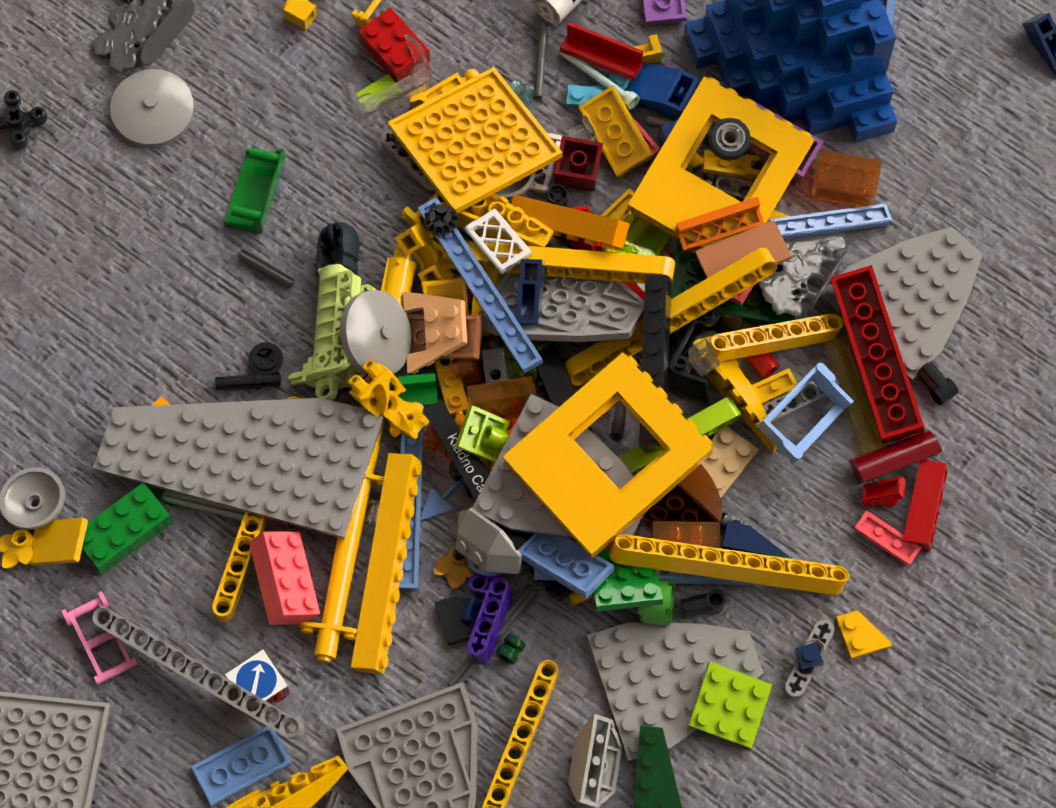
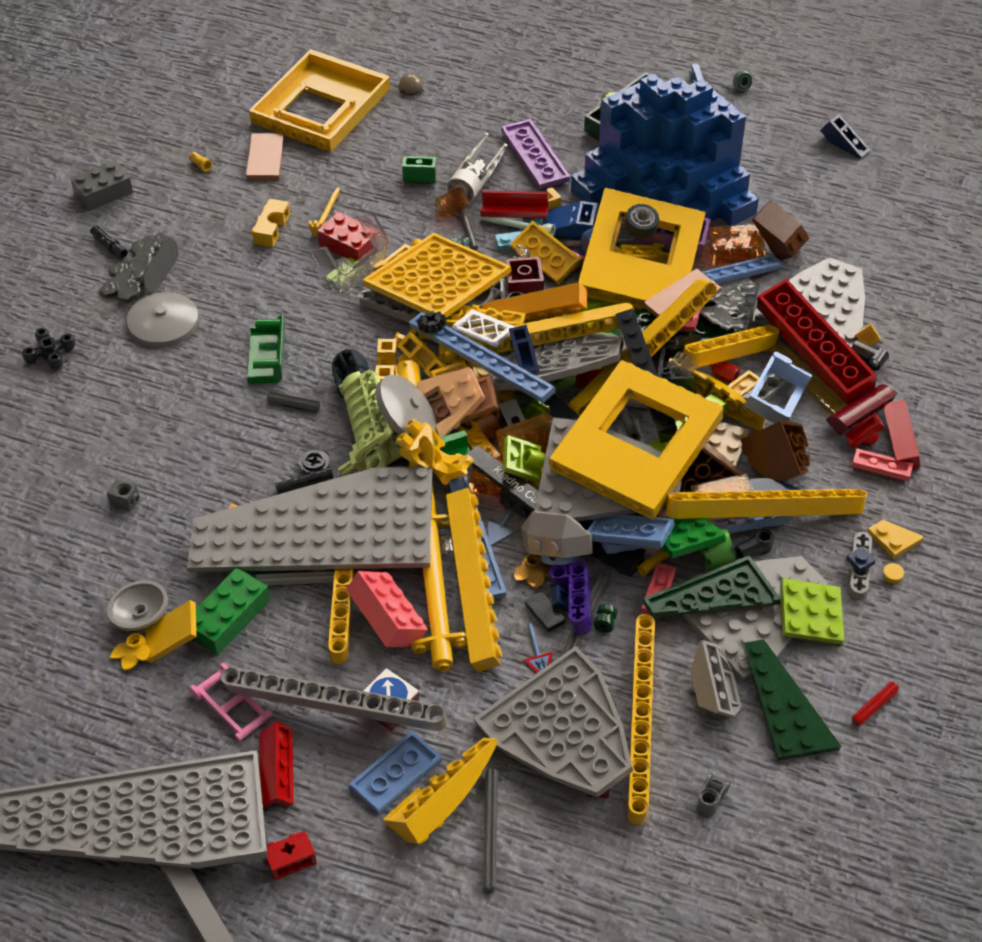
camera: 15 degrees left, 20 degrees down
(47, 340) = (123, 495): none -> dark grey brick
(125, 725) = (276, 765): none -> red panel
(383, 247) = (386, 357): none -> yellow arch
(427, 680) = (539, 661): none -> piece
(531, 23) = (452, 201): none -> clear orange piece
(578, 631) = (661, 579): none -> coral plate
(646, 653) = (724, 588): none -> dark green wing
(717, 216) = (651, 277): orange fence -> none
(774, 496) = (778, 451): none -> reddish brown brick
(840, 679) = (893, 573): none -> yellow tile
(901, 179) = (780, 231): none -> reddish brown slope
(947, 356) = (868, 335): none -> yellow panel

